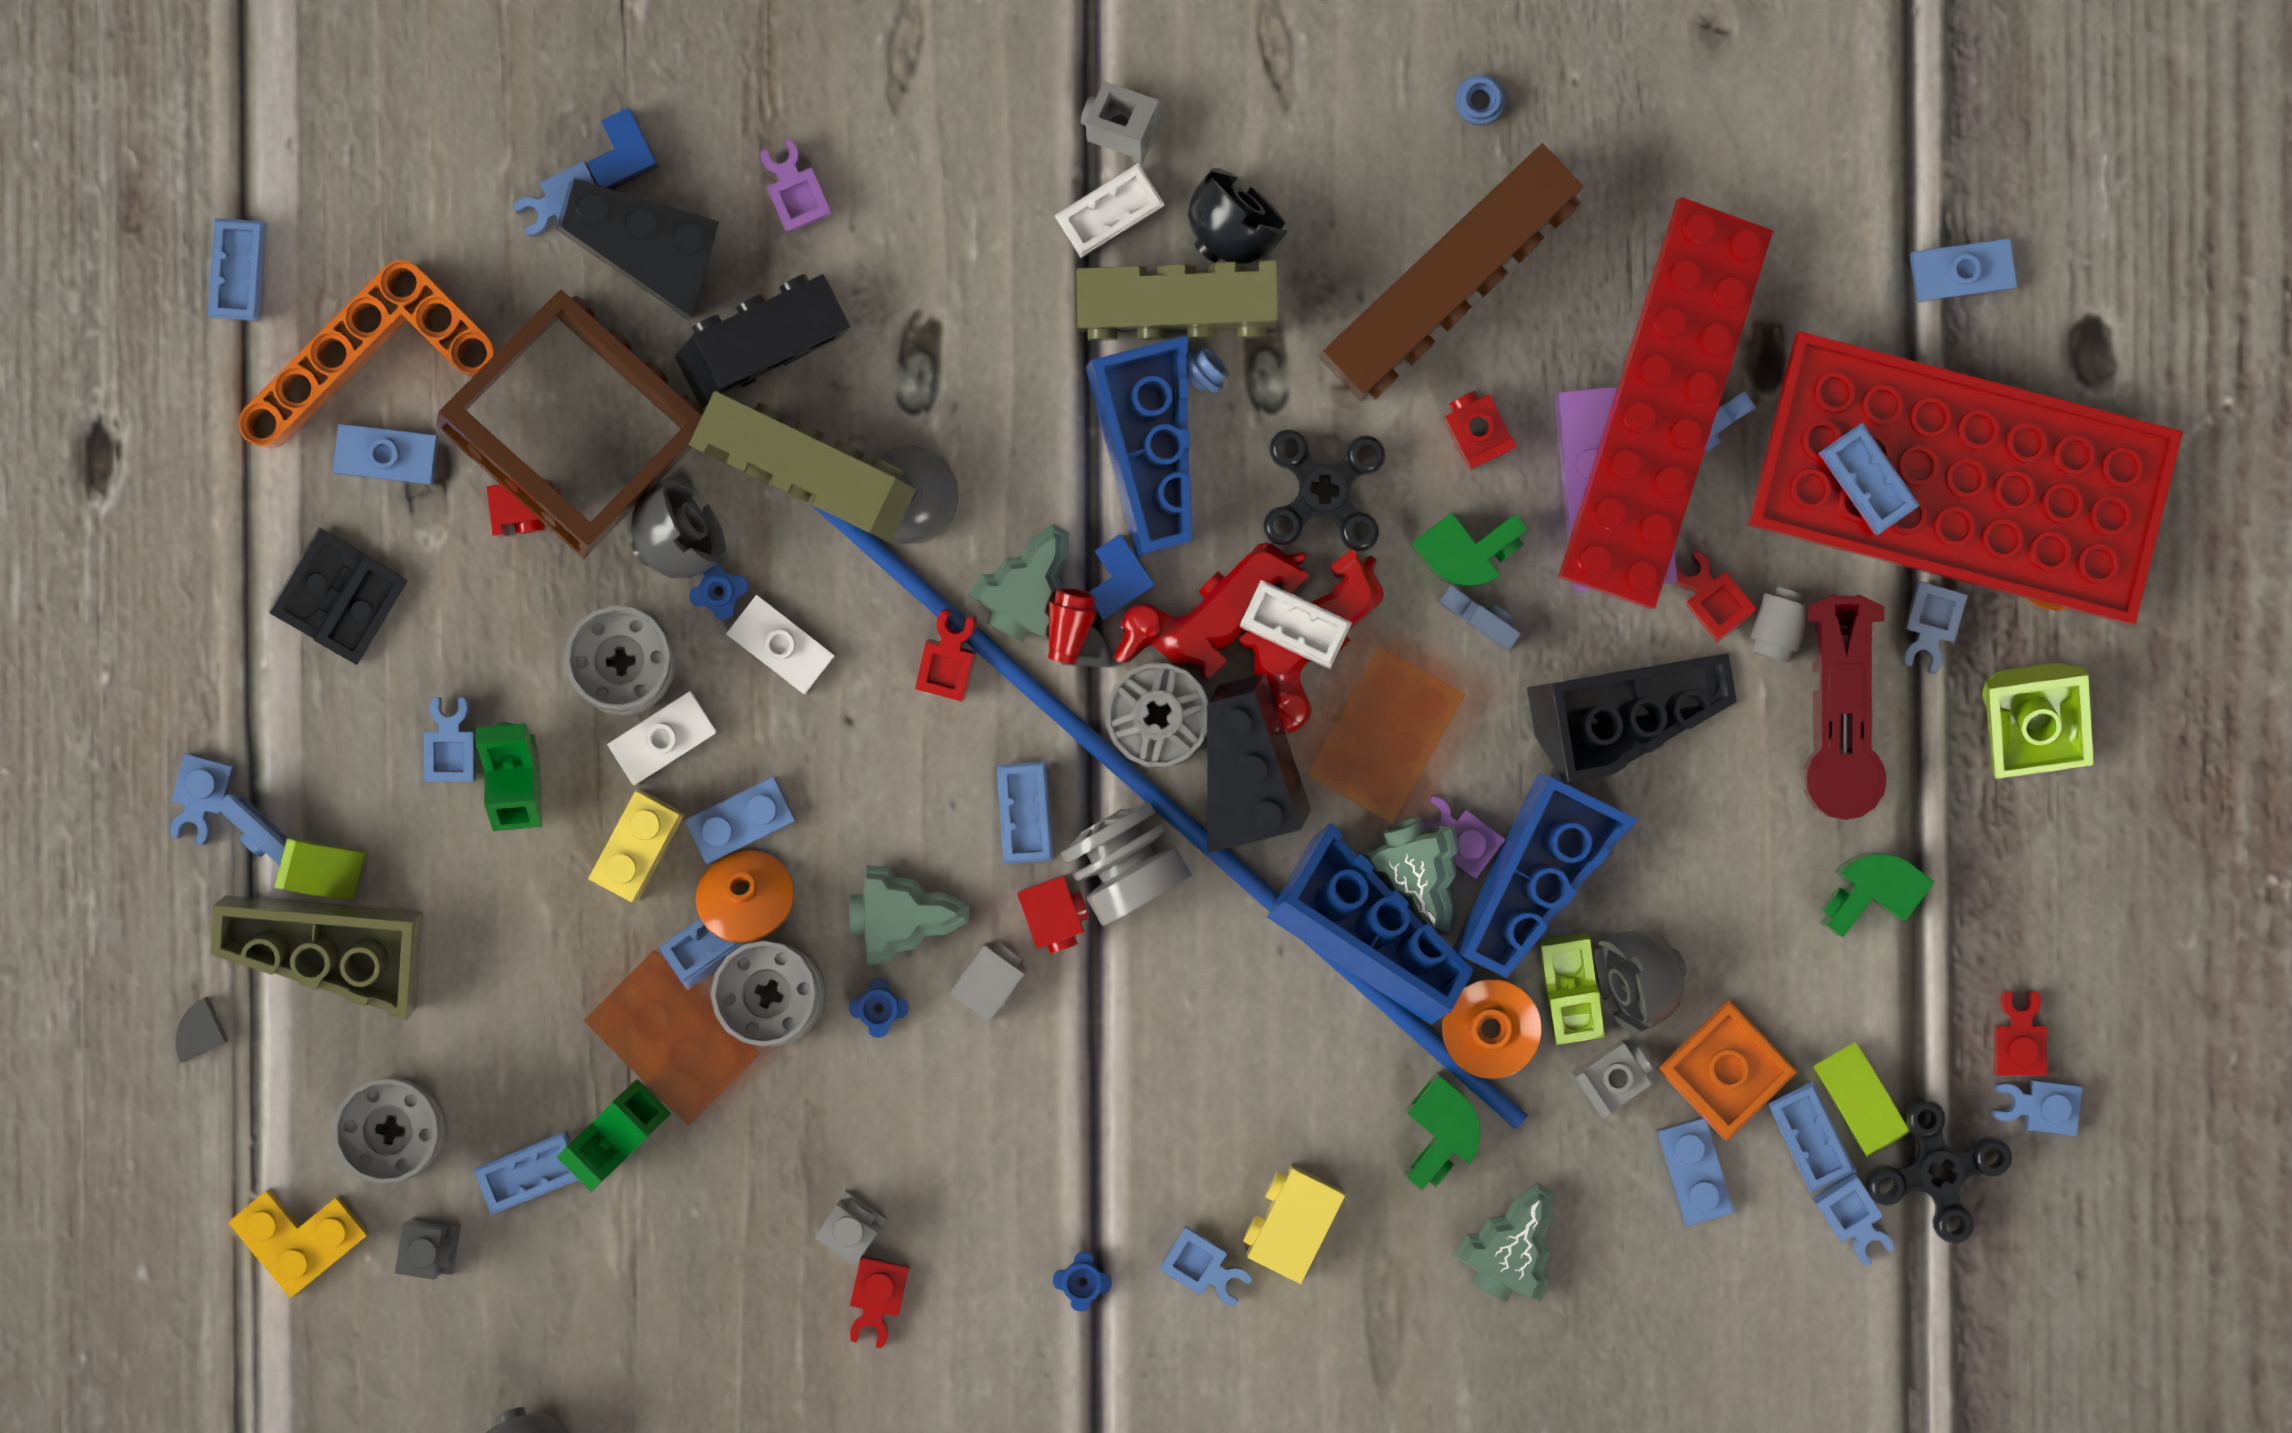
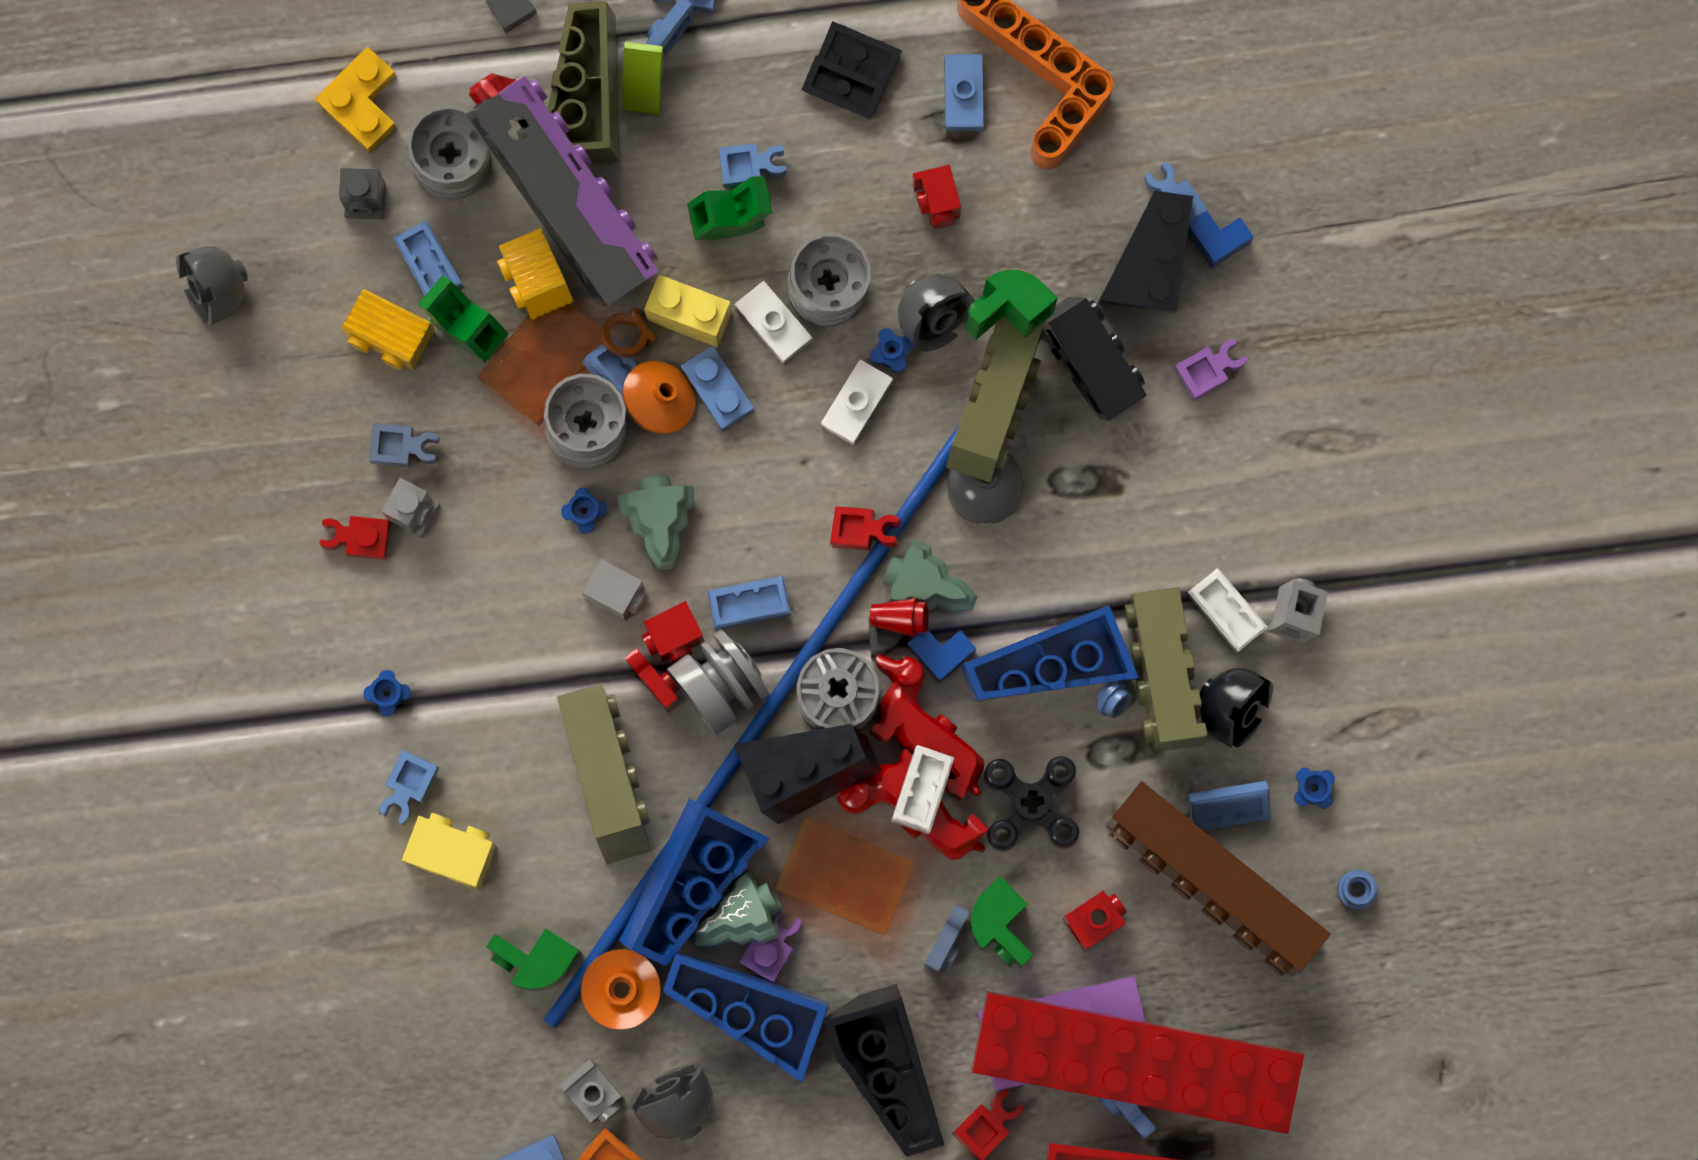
camera: 85 degrees right, 10 degrees down
(462, 992) = (561, 187): none -> dark grey piece
(517, 476) = (999, 130): reddish brown window -> none
(564, 1037) = (535, 274): none -> yellow brick
(613, 1233) = (387, 330): none -> yellow brick
(635, 916) = (634, 318): none -> dark orange piece
(682, 425) = (1011, 295): none -> green brick
(765, 1238) = (395, 445): none -> sand blue plate
(1118, 936) = (661, 686): none -> red plate
(1219, 1020) = (604, 773): none -> olive wedge
(1357, 125) = (1322, 780): none -> blue plate
(1358, 243) = (1230, 805): none -> medium blue plate
(1512, 1248) = (447, 1028): sand green rock -> none
(1571, 988) = (660, 1051): lime slope -> none

